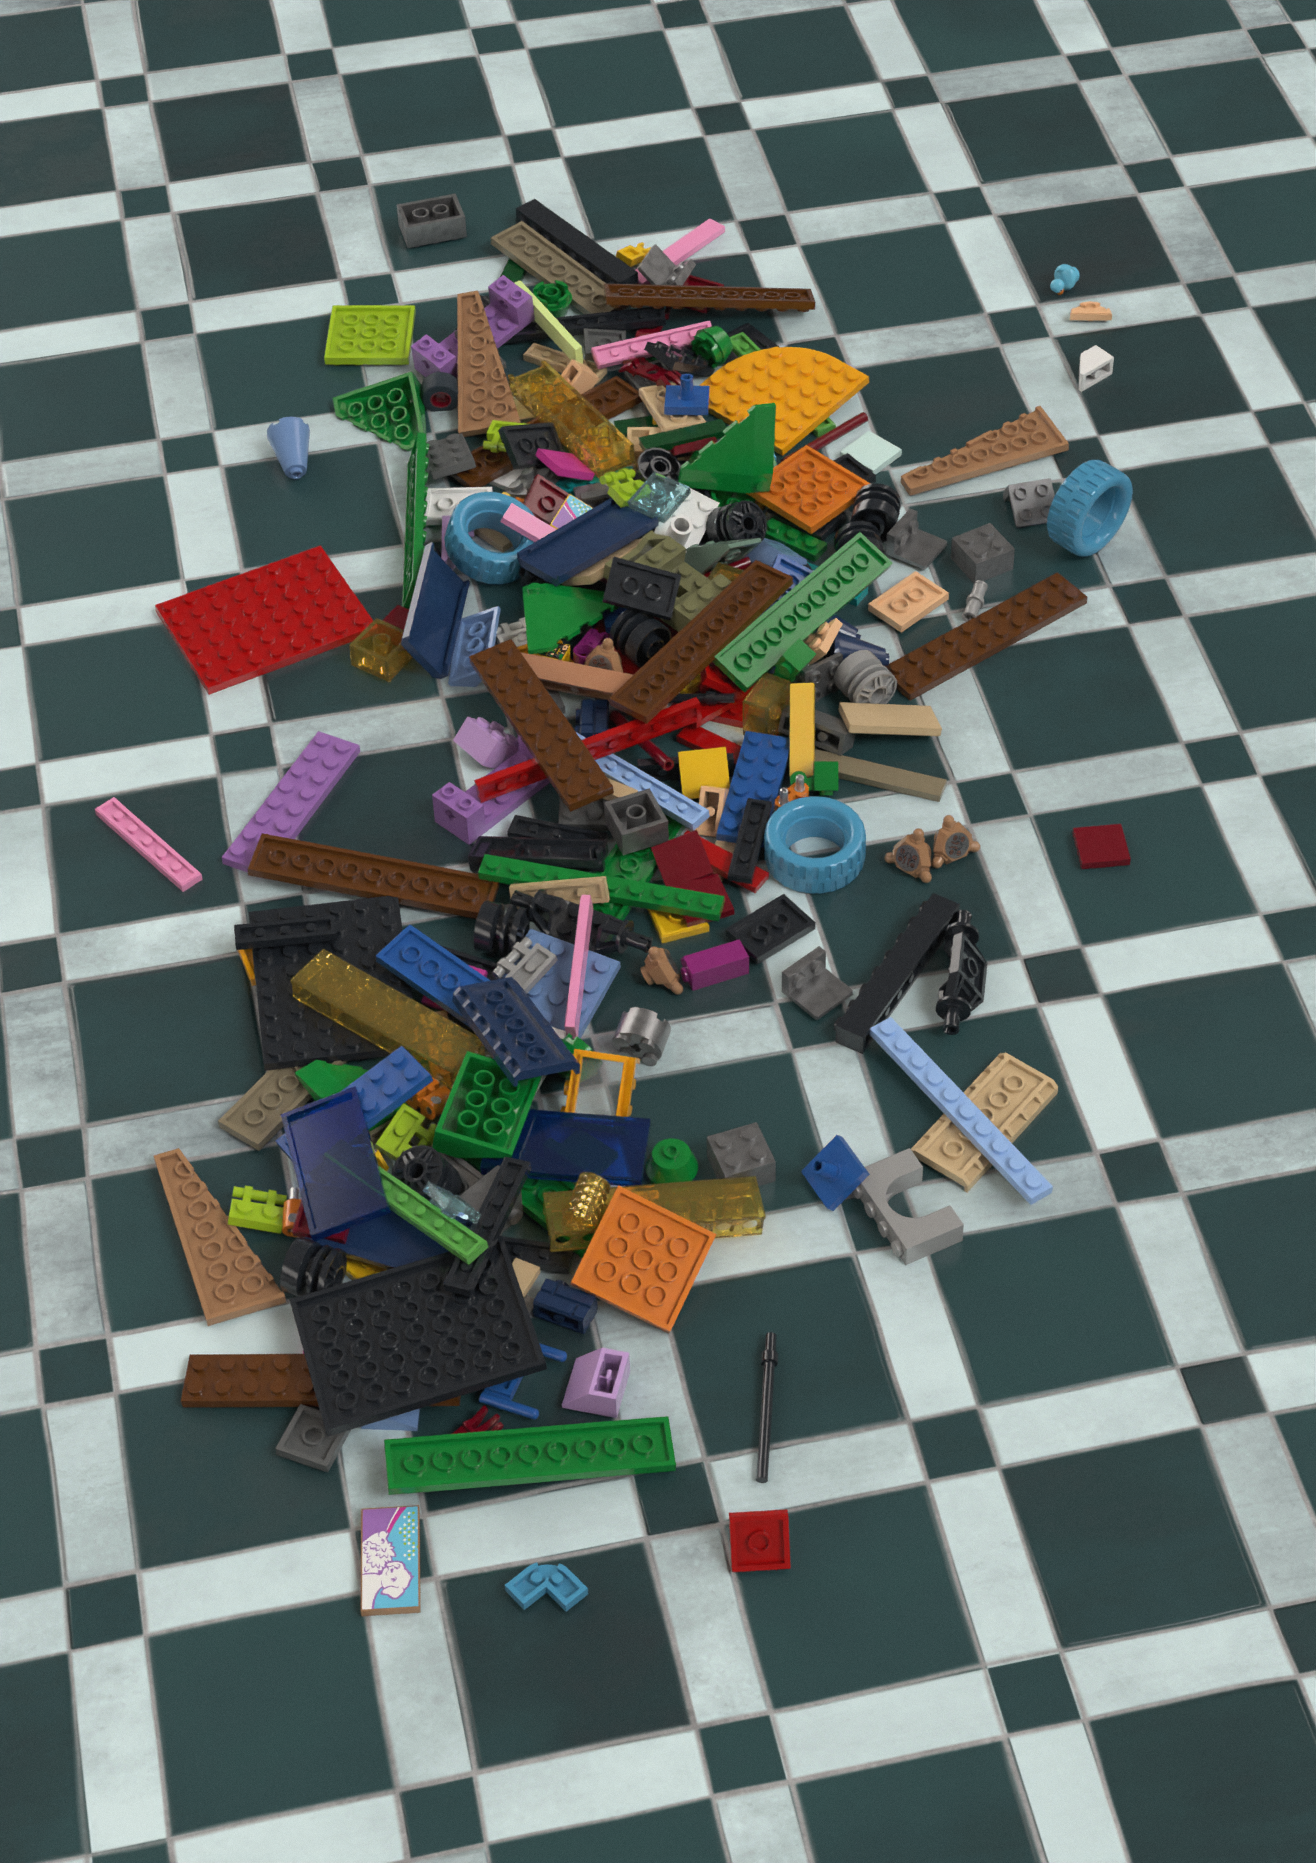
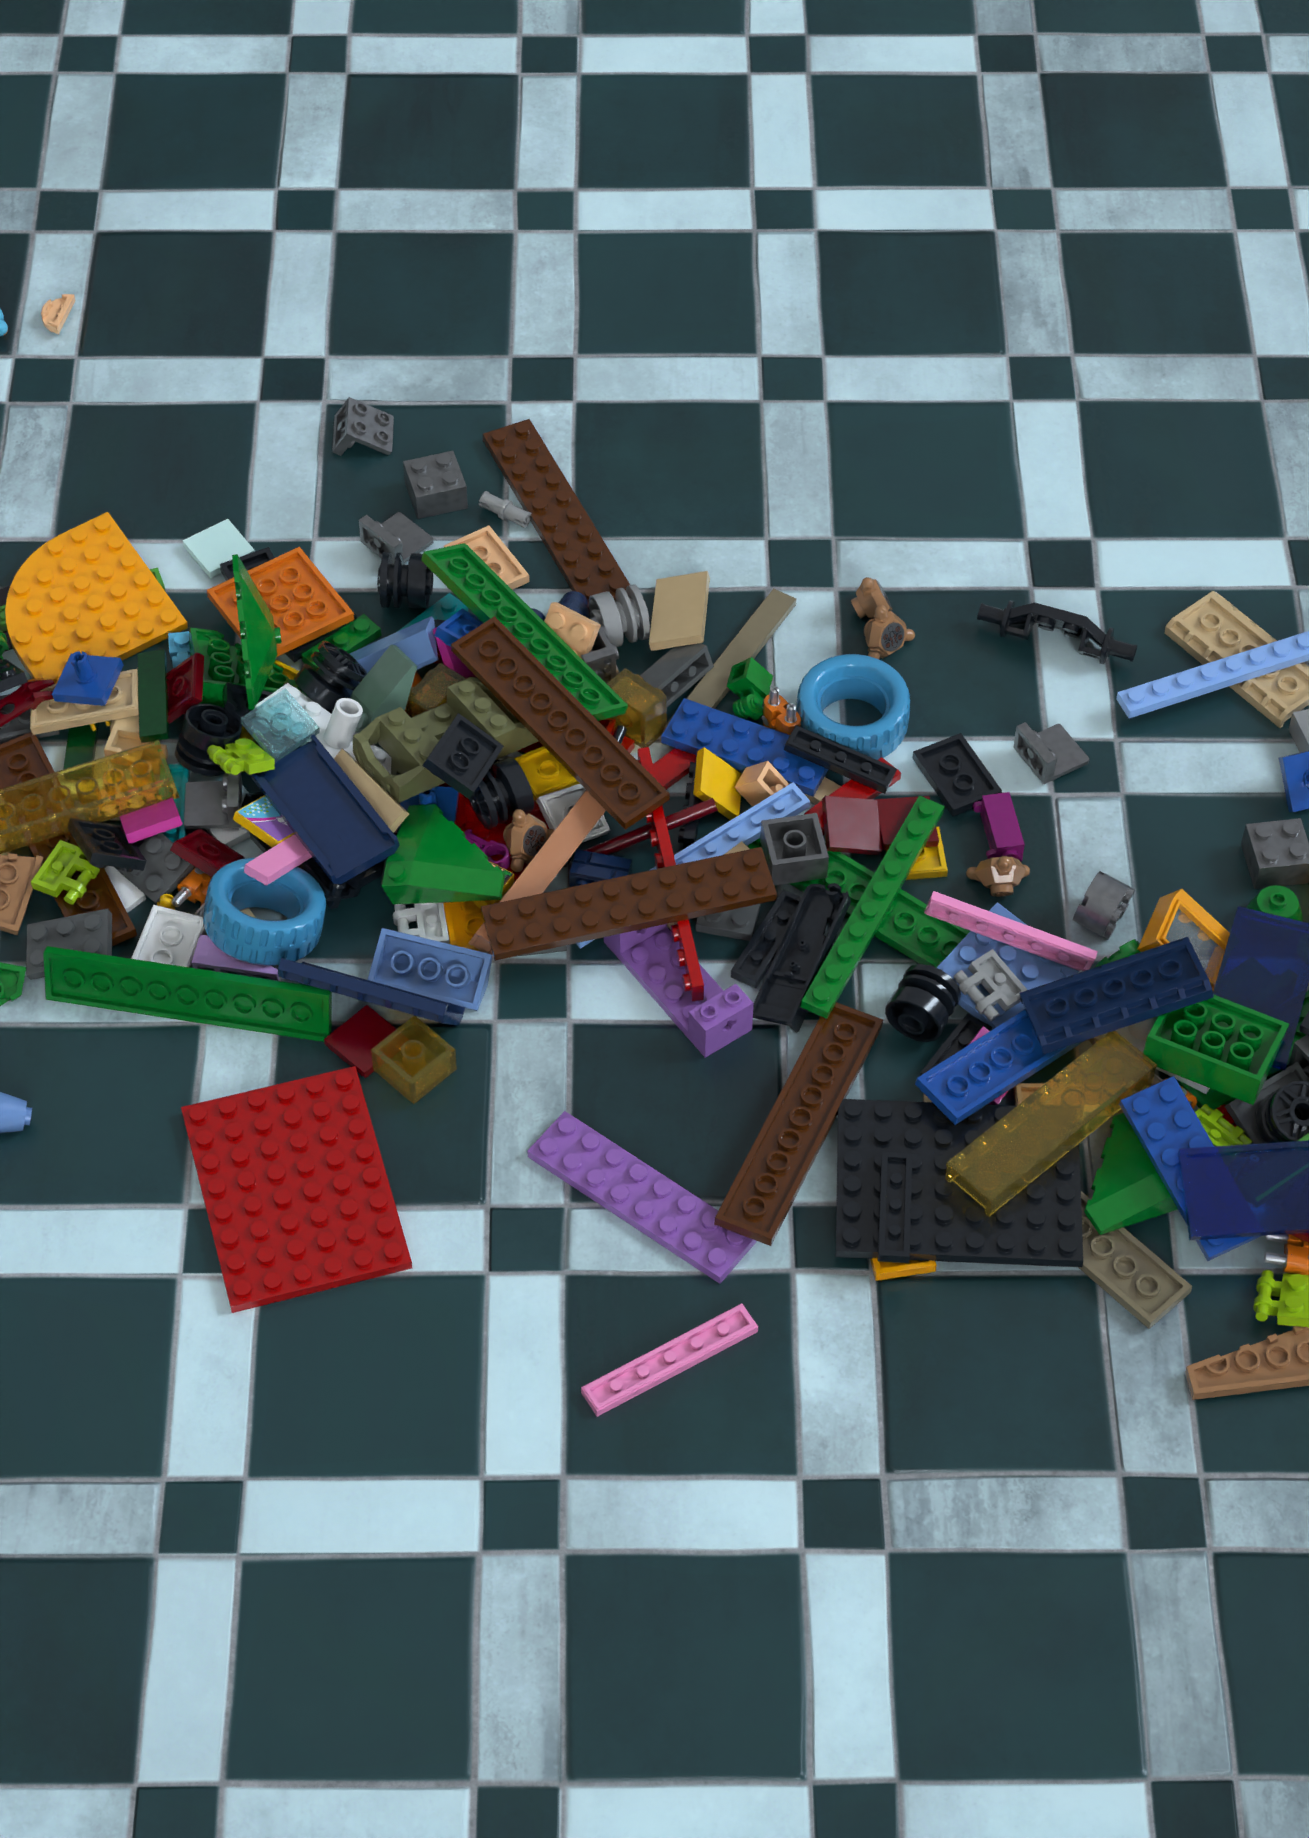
camera: 80 degrees left, 5 degrees up
(486, 741) = (604, 979): lavender slope -> none
(563, 923) = (928, 936): black plate -> none
(568, 889) = (876, 942): tan tile -> none
(794, 661) = (609, 652): green brick -> none
(802, 728) = (685, 679): yellow tile -> none
(836, 433) = (178, 583): dark red piece -> none
(877, 505) = (346, 554): black wheel -> none
(896, 973) = (1044, 681): black brick -> none
(1013, 444) = (260, 432): medium nougat wing -> none
(1089, 508) = (432, 367): dark azure tyre -> none
(1094, 367) = (157, 331): white slope -> none
(1101, 846) = (897, 491): dark red tile -> none

